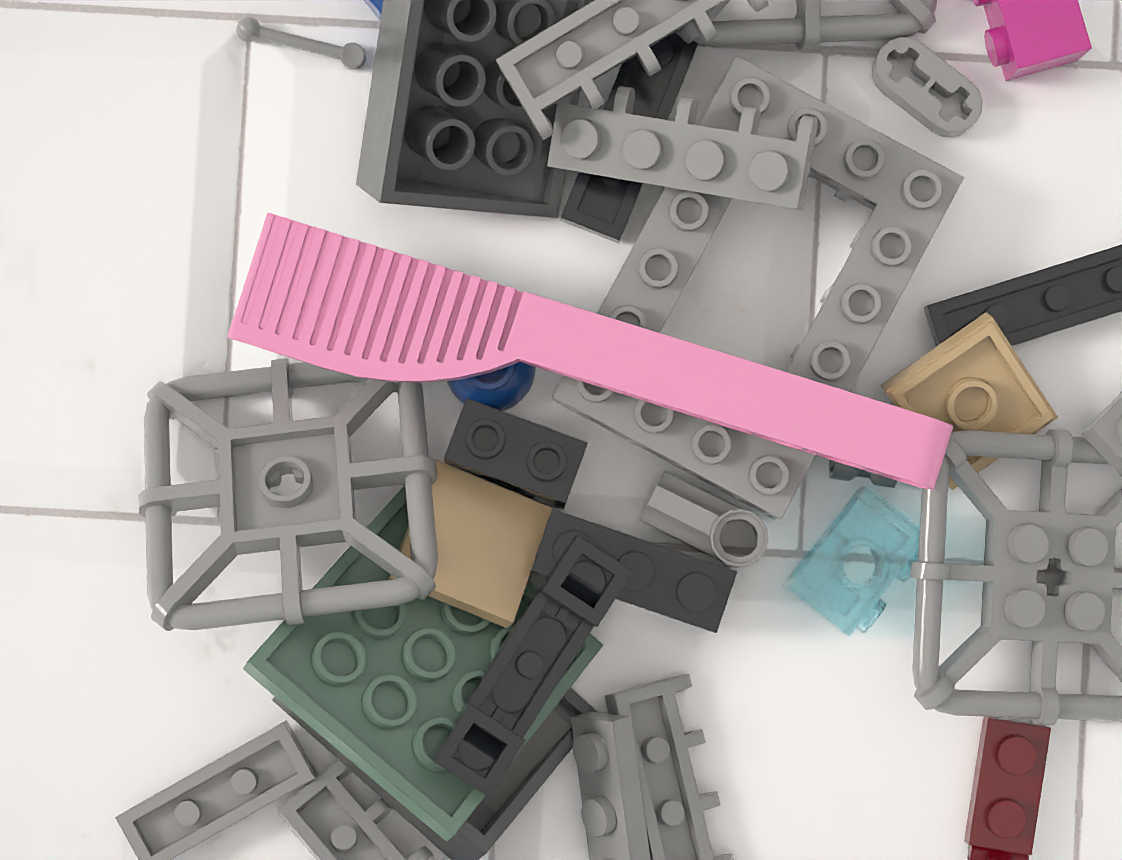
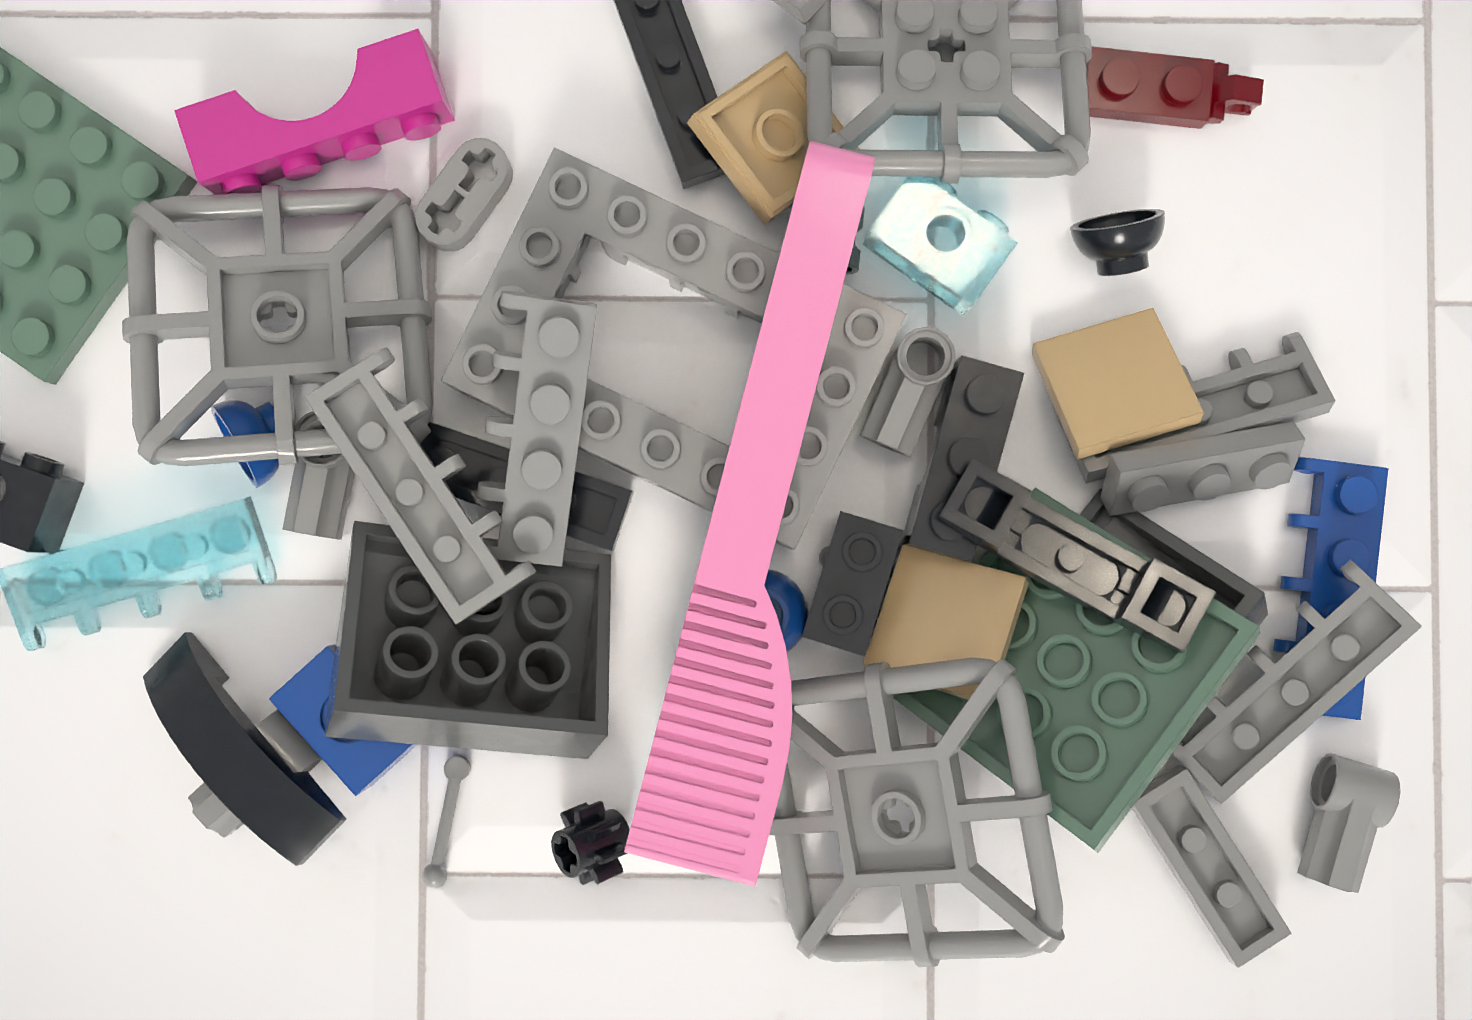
camera: 90 degrees left, 0 degrees up
(273, 182) = (590, 843): none -> black gear
(704, 731) = (1116, 383): none -> tan tile
(850, 744) = (1119, 239): none -> black piece

